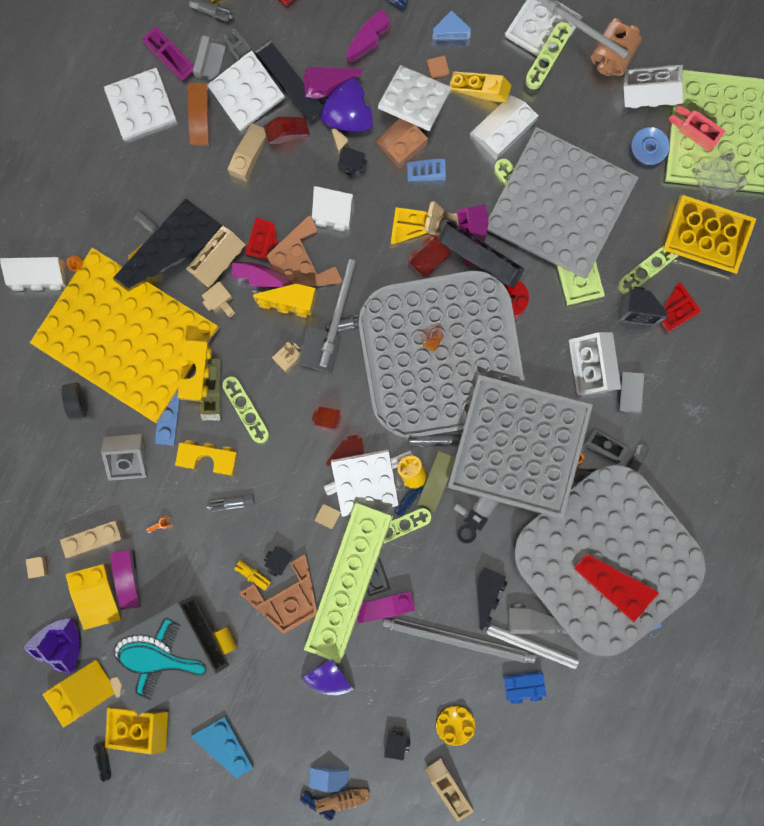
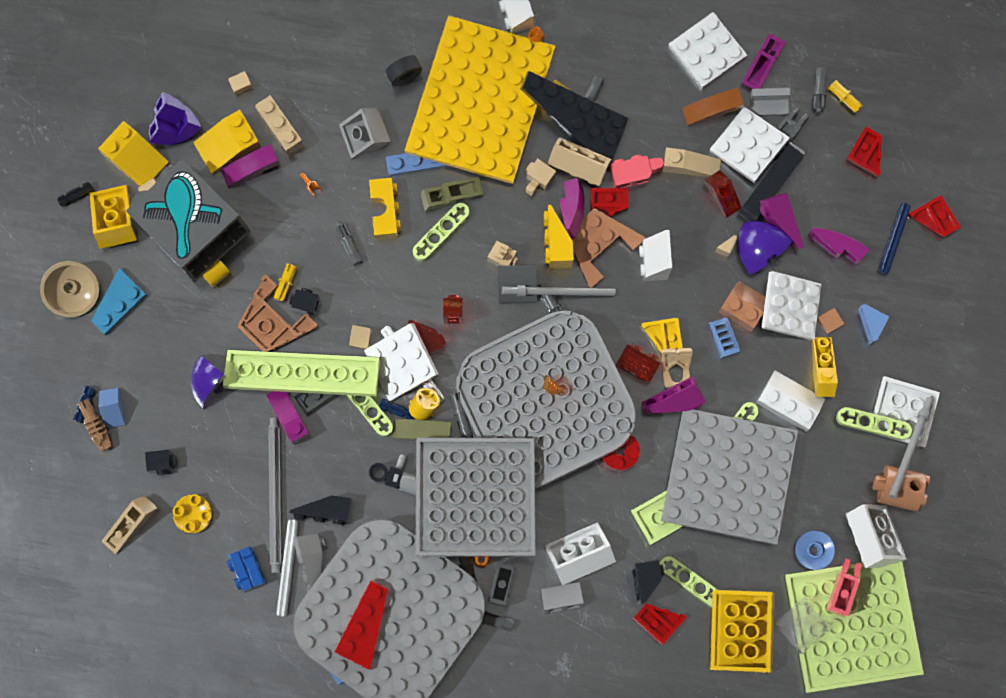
camera: 70 degrees right, 5 degrees down
(194, 388) = (446, 176): yellow arch -> none
(209, 796) = (69, 301): none -> tan dish
(240, 207) = (634, 171): none -> coral hinge
(352, 161) = (710, 264): black brick -> none
(480, 254) = (653, 409): black beam -> none

